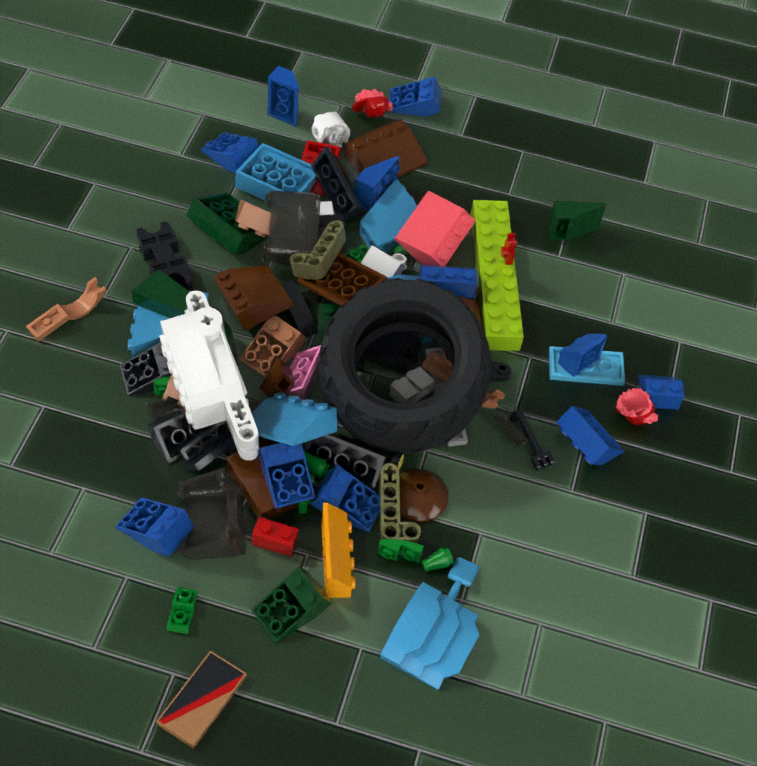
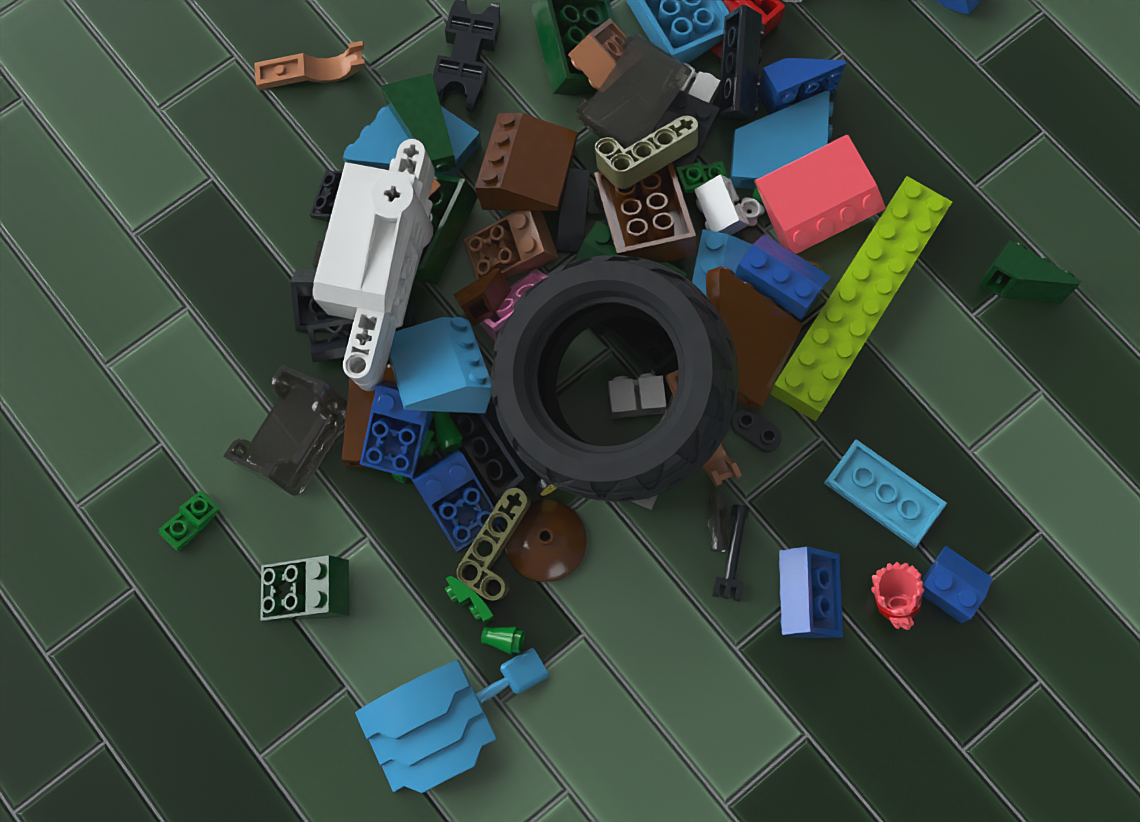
camera: 40 degrees right, 20 degrees up
(156, 525) = (226, 402): blue slope -> none
(201, 699) = (140, 637): tile -> none
(275, 536) = (341, 496): red brick -> none
(336, 552) = (392, 557): light orange slope -> none
(384, 144) = (857, 32): reddish brown slope -> none
(508, 250) = (887, 281): red plate -> none
(582, 353) = (882, 477): blue slope -> none

